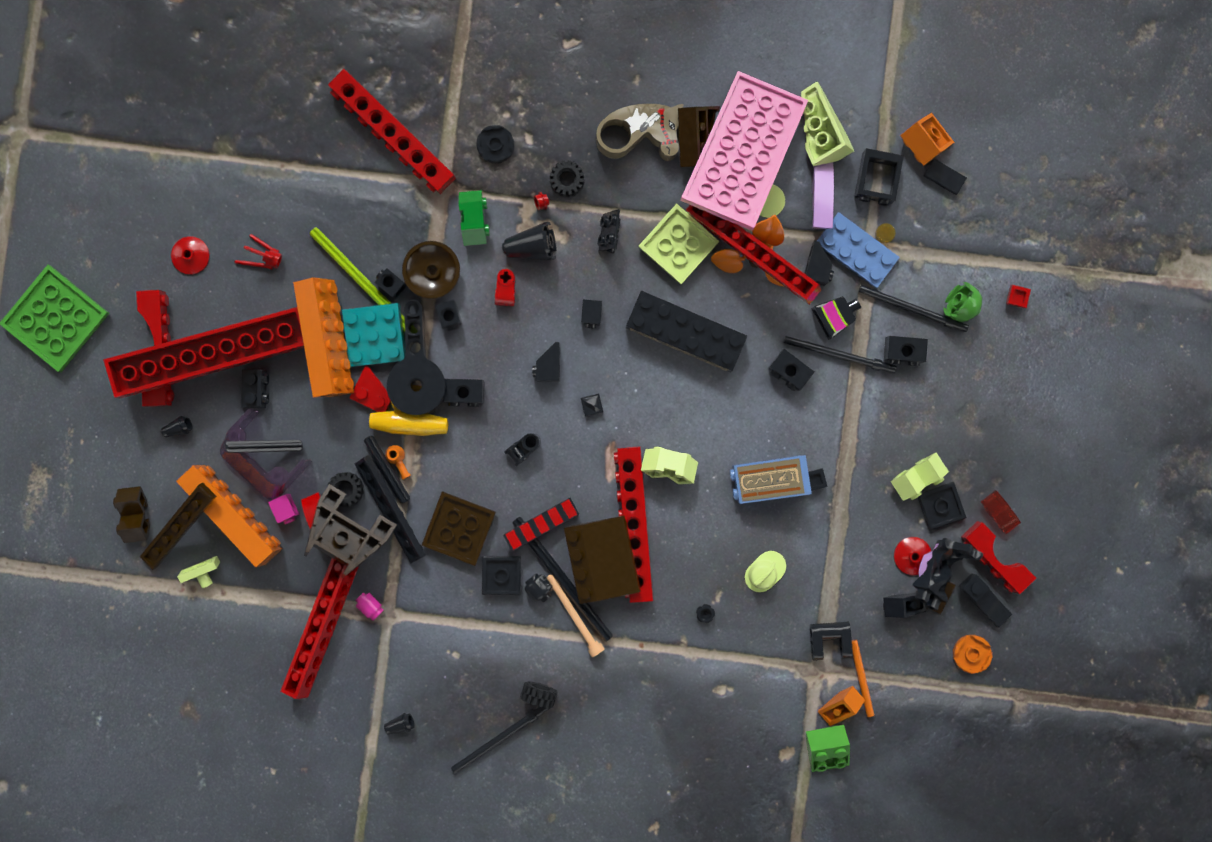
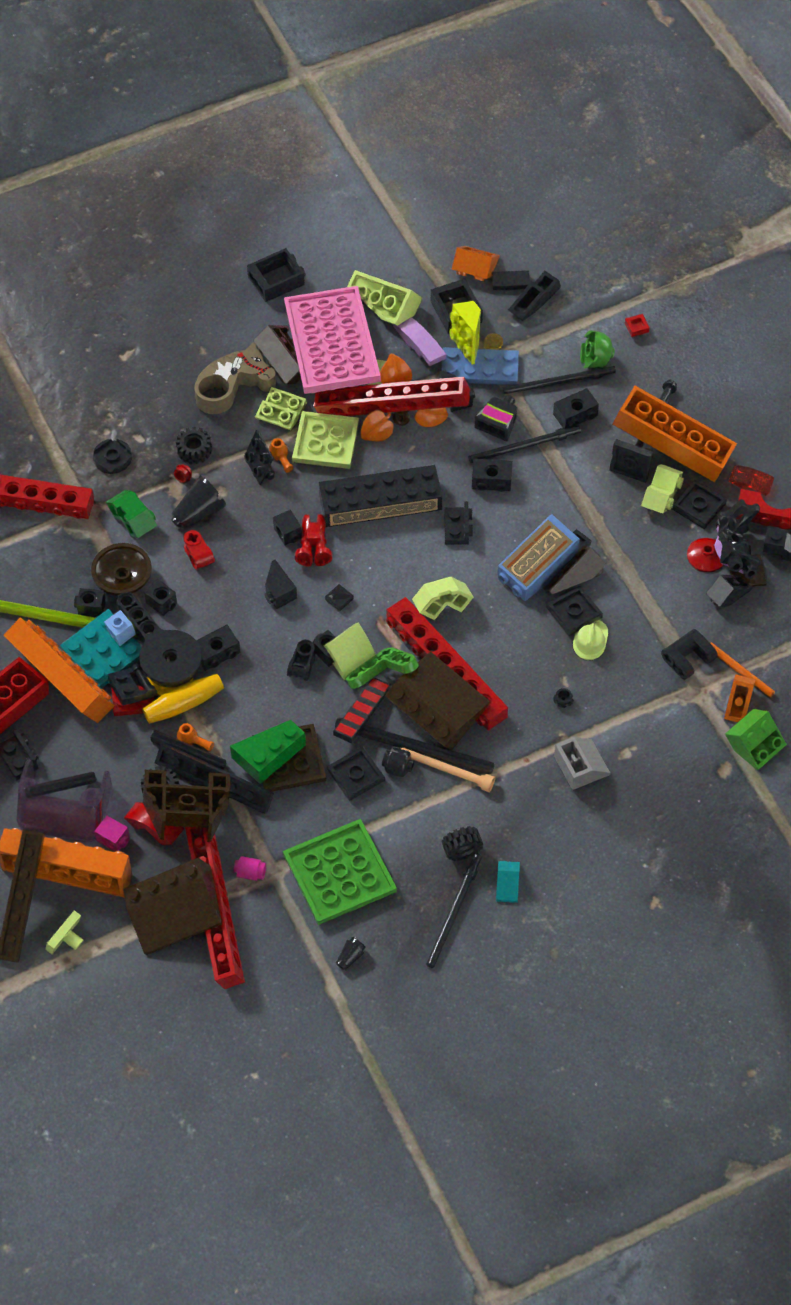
camera: 30 degrees left, 30 degrees down
(288, 608) = (173, 905): none -> dark brown slope
(369, 384) = (125, 687): none -> black plate
(390, 333) = (120, 627): none -> light blue brick
(435, 651) = (339, 871): none -> bright green plate
(441, 520) = (268, 750): none -> green wedge
(557, 455) = (319, 642): none -> black brick
(557, 739) = (507, 881): none -> teal slope
(564, 467) = (350, 650): none -> yellowish green slope
(589, 495) = (387, 658): none -> bright green beam
(608, 334) = (313, 536): none -> red piece
(633, 234) = (279, 452): none -> orange bar
(662, 187) = (281, 408): none -> yellowish green slope
(679, 682) = (580, 761): none -> light grey slope
(731, 398) = (457, 525): none -> black bracket
(747, 25) = (259, 268): none -> black window
(769, 541) = (574, 610): none -> black plate
(794, 510) = (581, 568): none -> dark brown slope
(865, 214) = (466, 328): none -> neon yellow slope
(913, 435) = (634, 459): none -> black tile
(952, 209) = (535, 296): none -> black slope
(965, 437) = (674, 433): none -> orange brick

